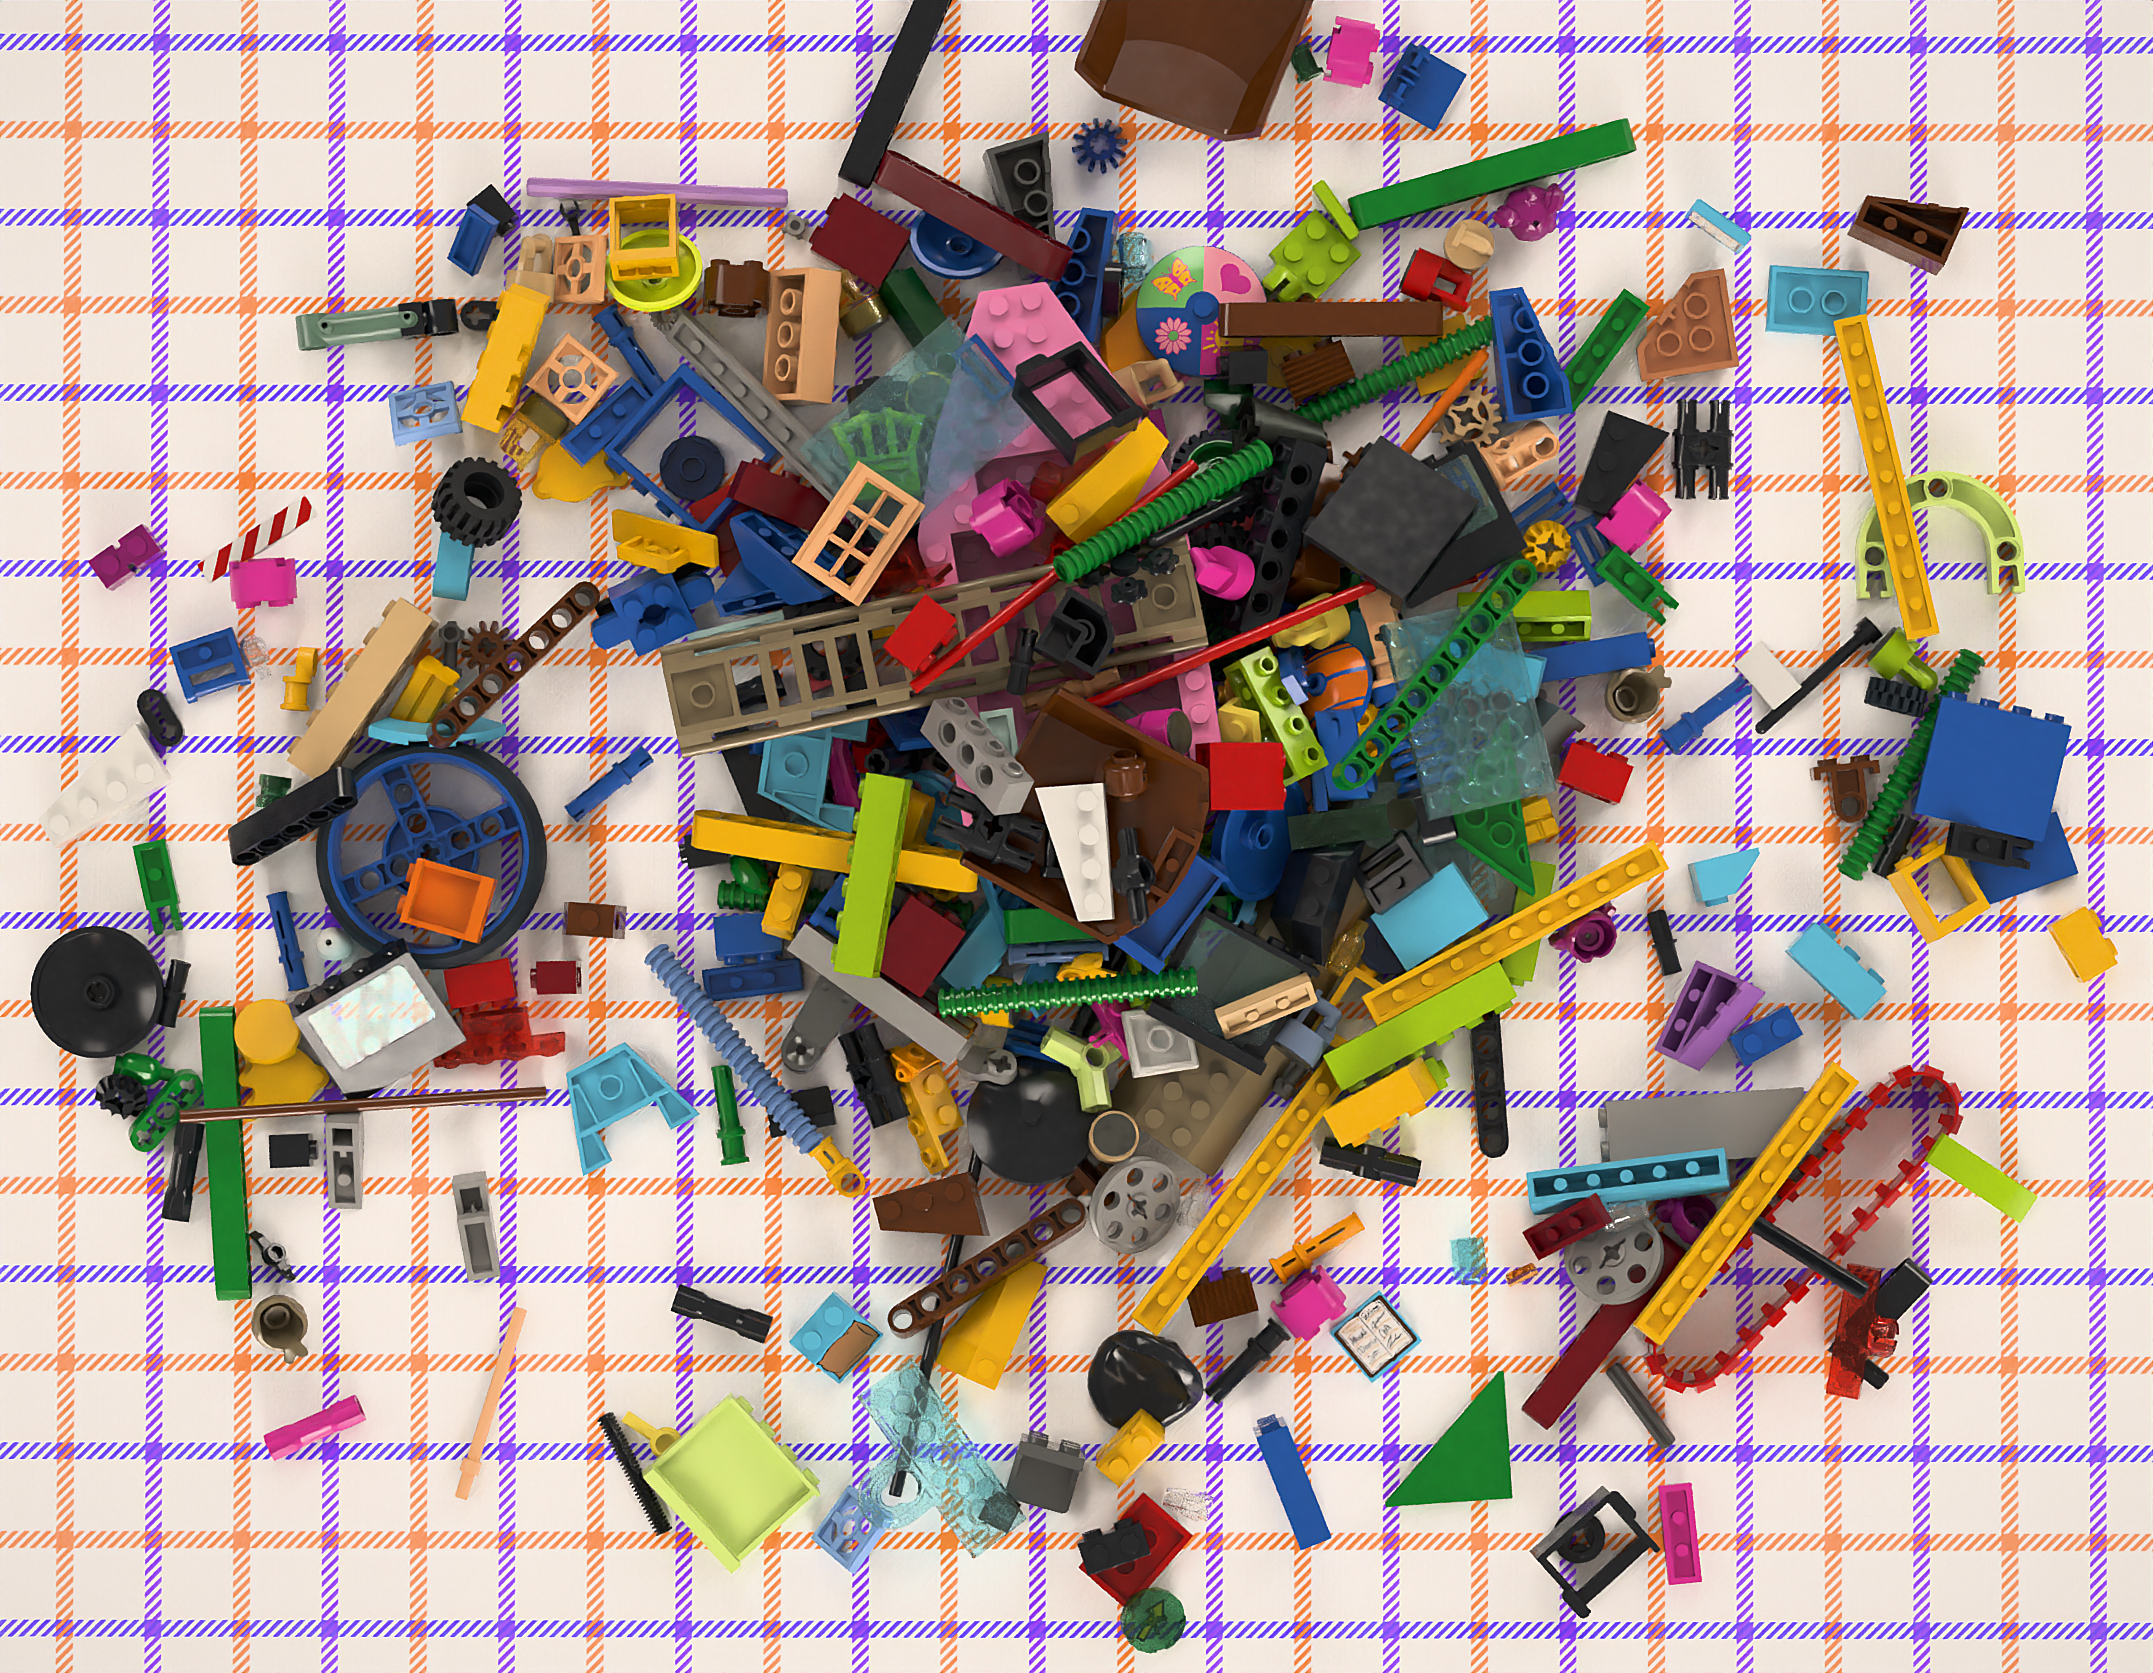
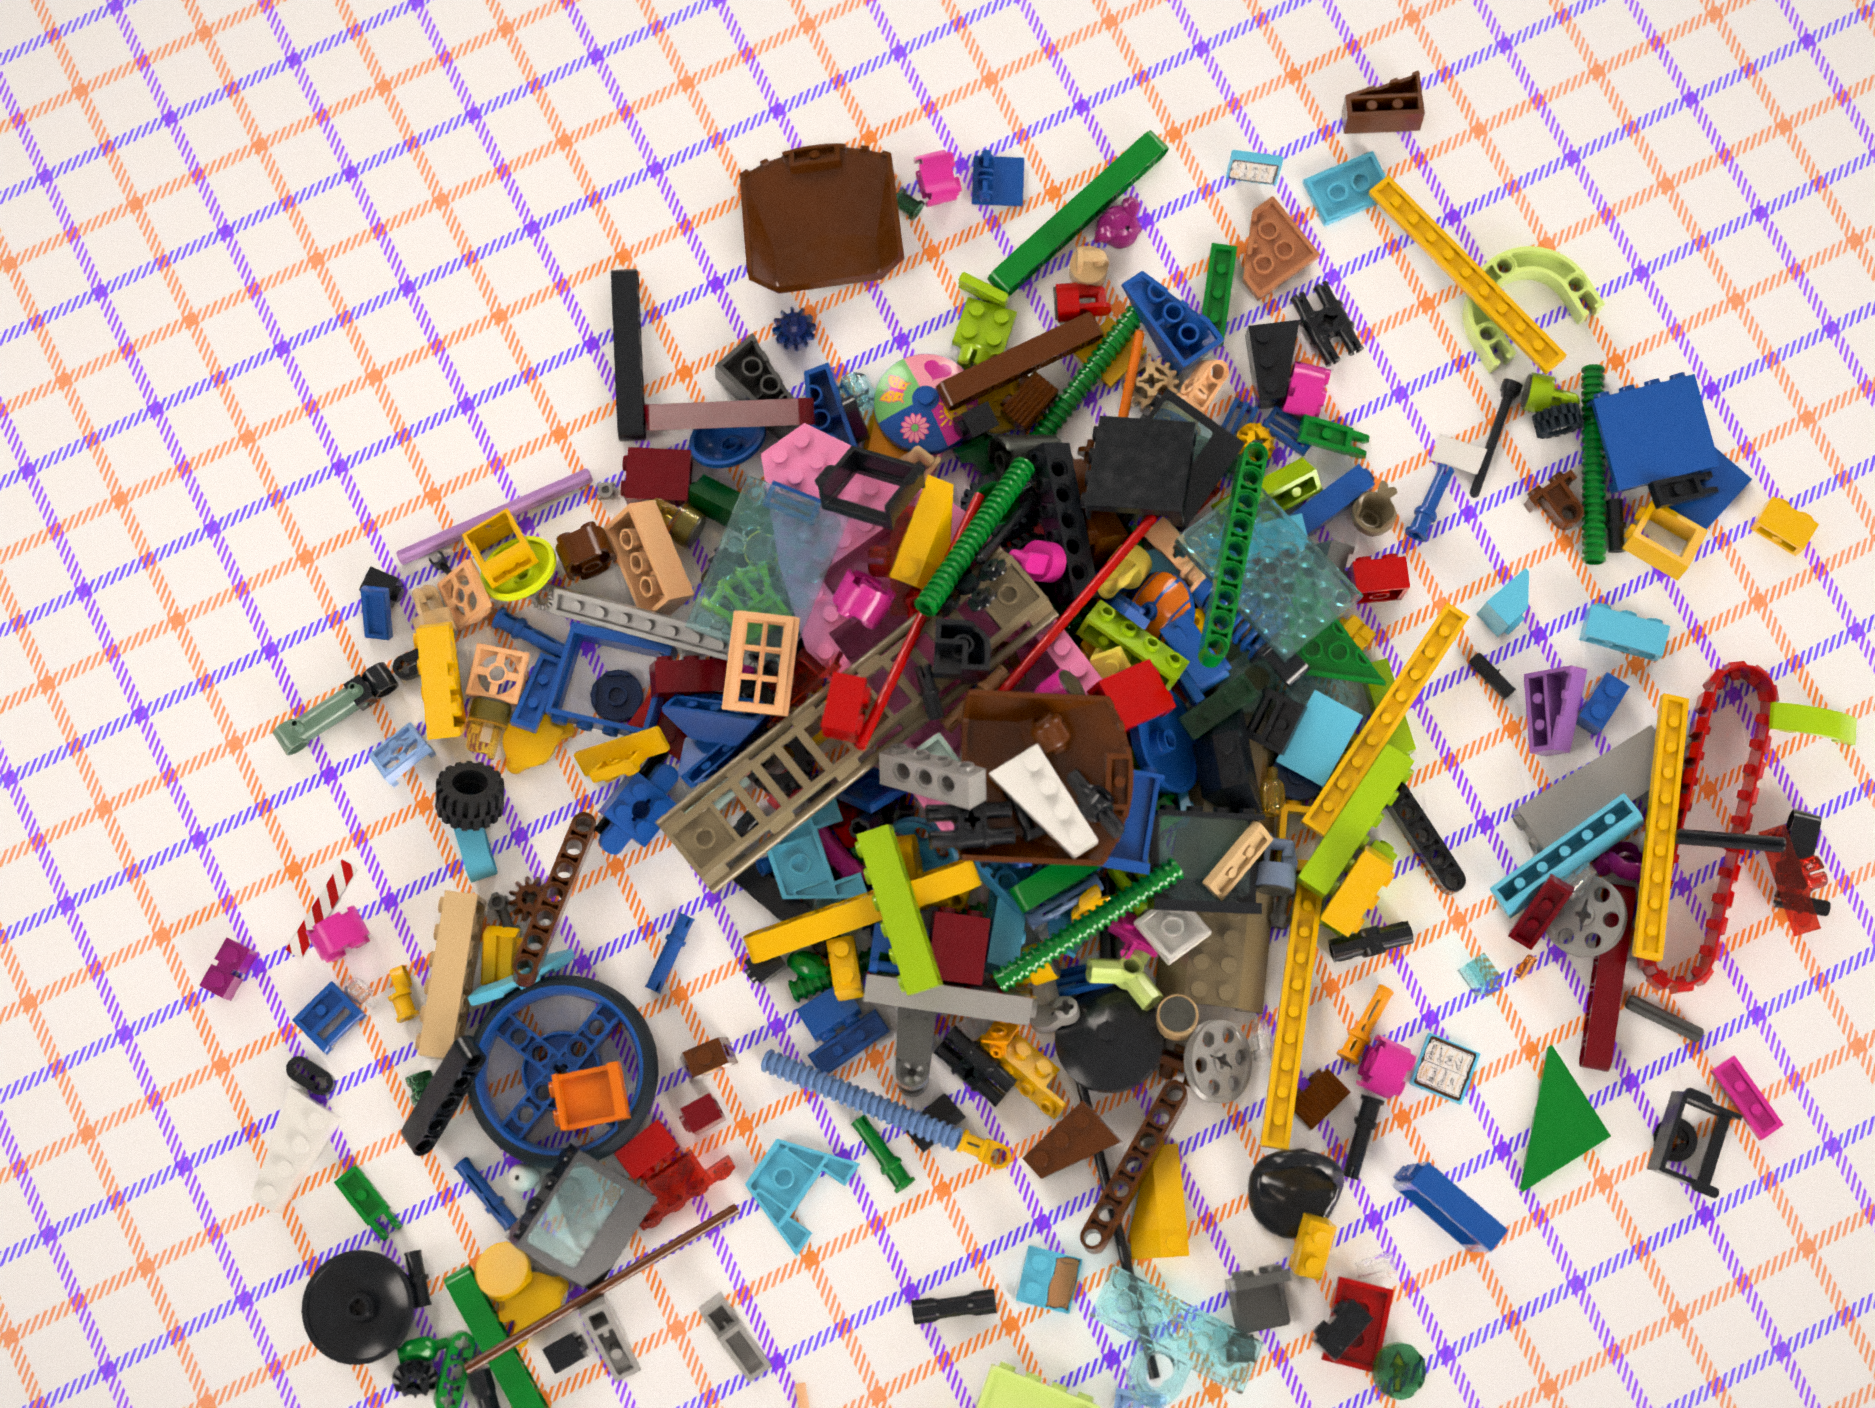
camera: 25 degrees left, 10 degrees down
(1601, 937) = (1444, 692): magenta hair -> none

